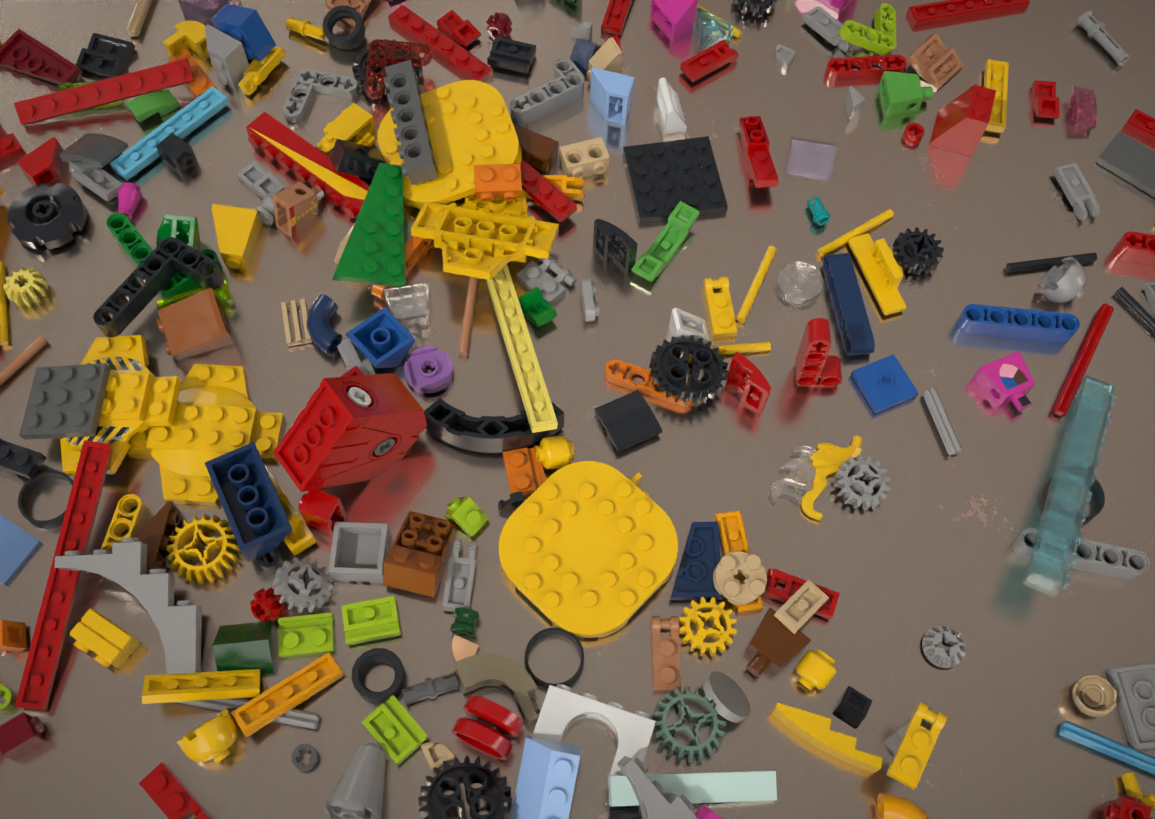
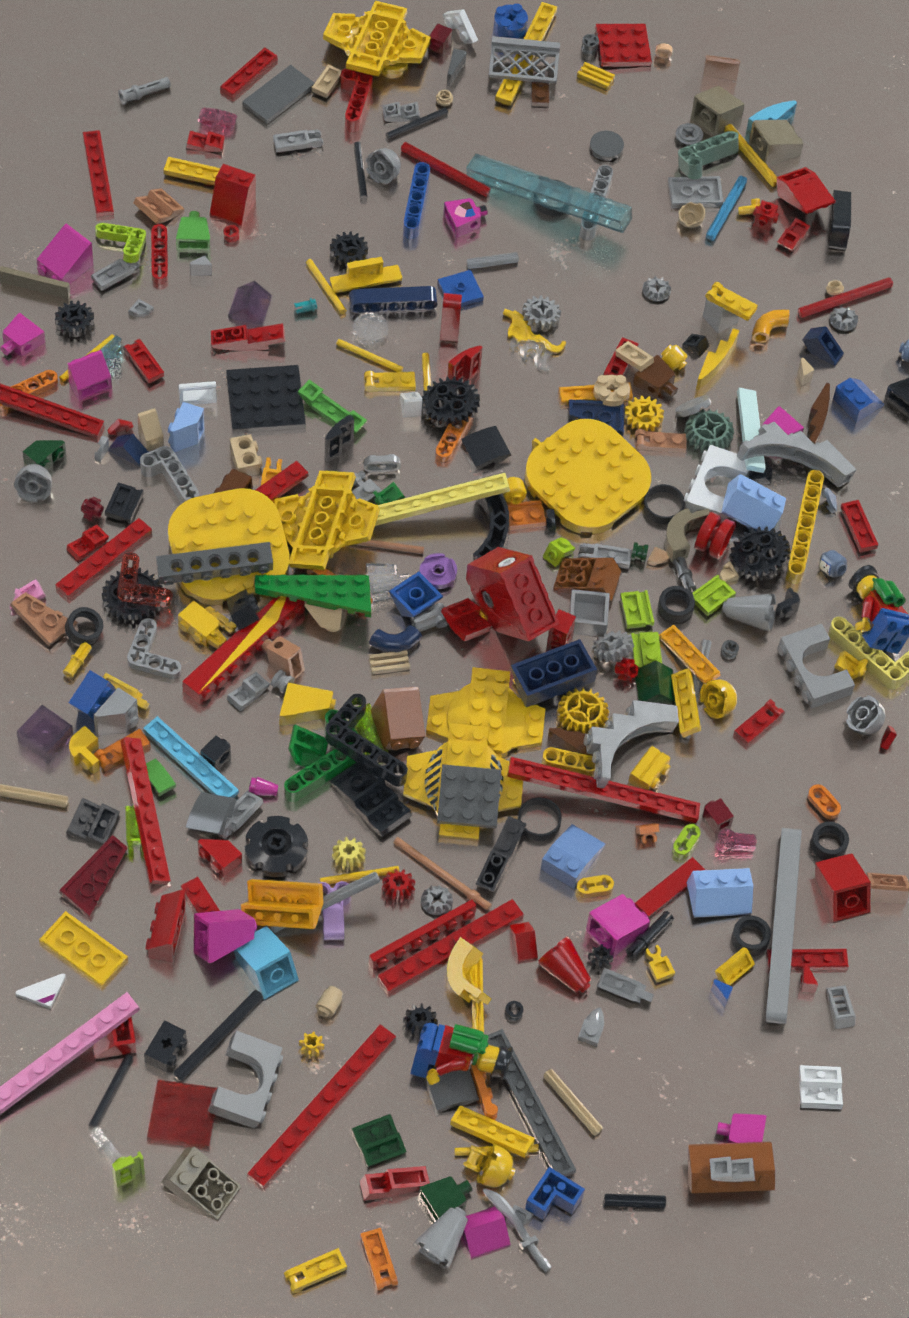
camera: 90 degrees left, 5 degrees down
(76, 322) = (371, 798): none -> black slope
(497, 182) = (279, 505): orange bracket -> none

